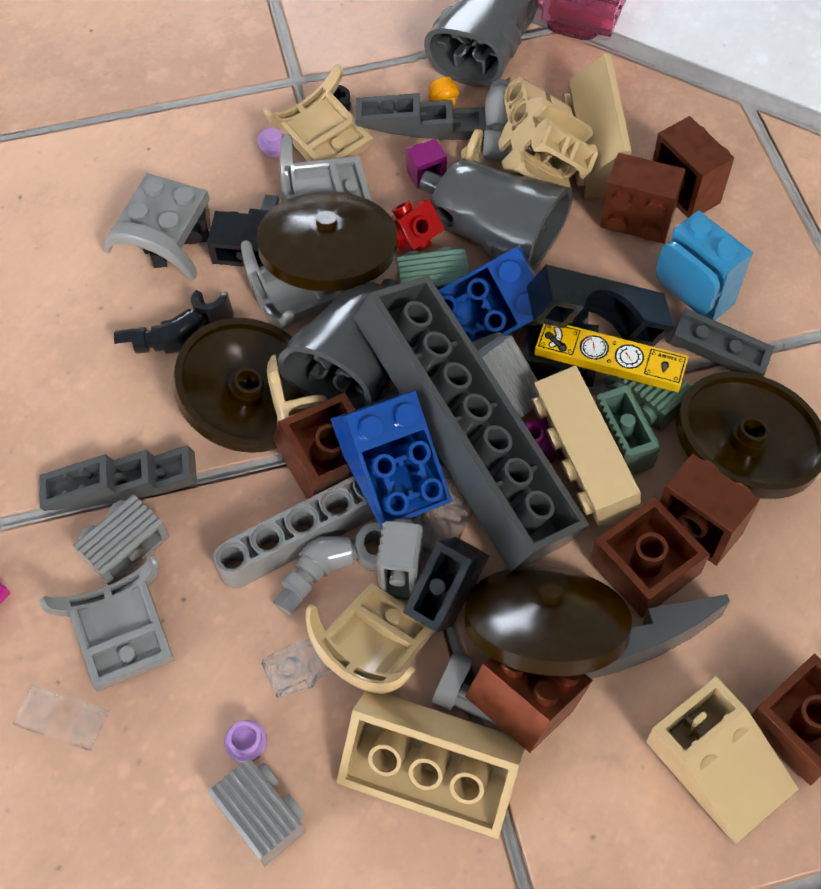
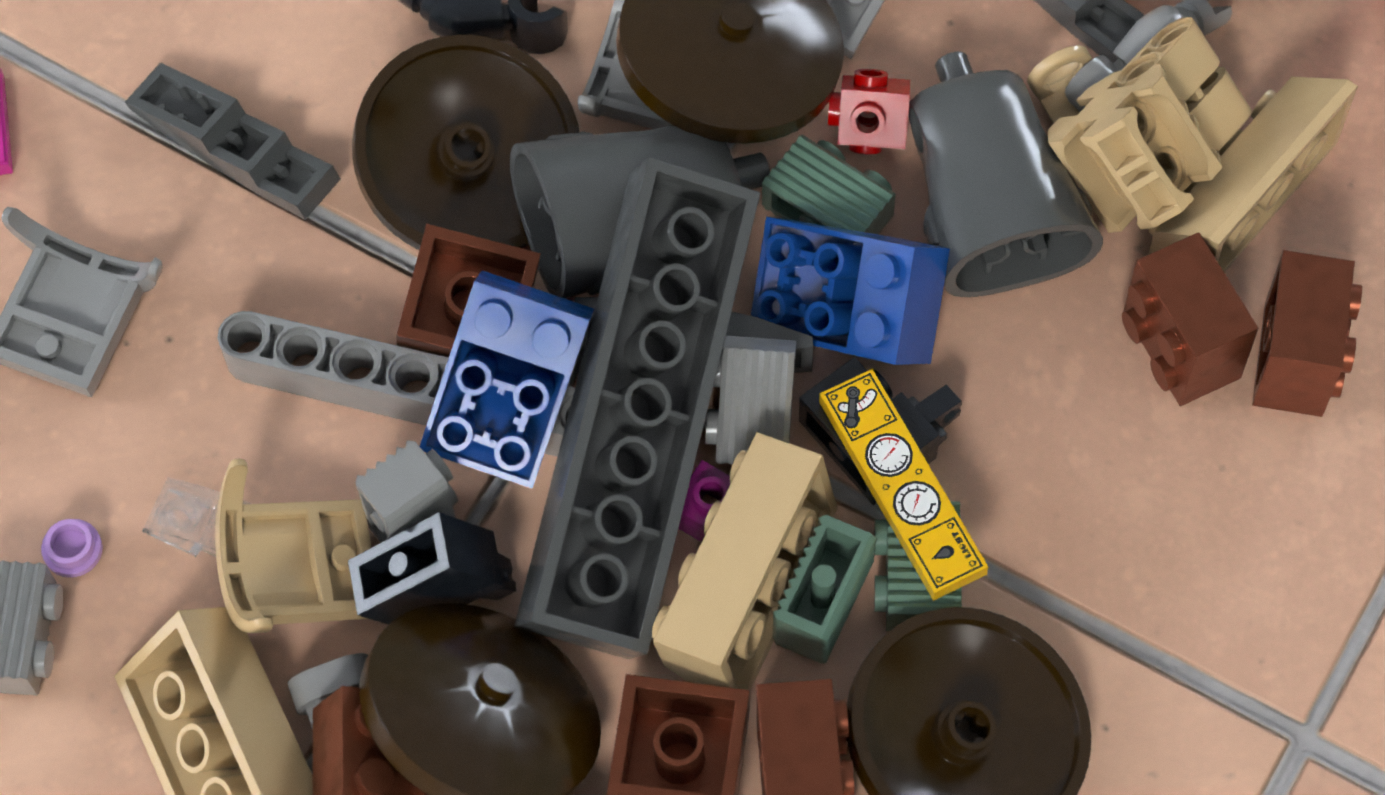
camera: 45 degrees right, 5 degrees up
(120, 539) = (163, 213): light grey brick -> none
(282, 407) = (477, 195): tan piece -> none
(322, 557) = (336, 421): light grey piece -> none
(423, 158) = (988, 36): magenta plate -> none
(446, 520) = (508, 507): clear slope -> none
(633, 311) = (1008, 459): black arch -> none
(703, 266) = (1144, 475): dark azure brick -> none
(721, 343) = (1081, 595): dark grey hinge -> none

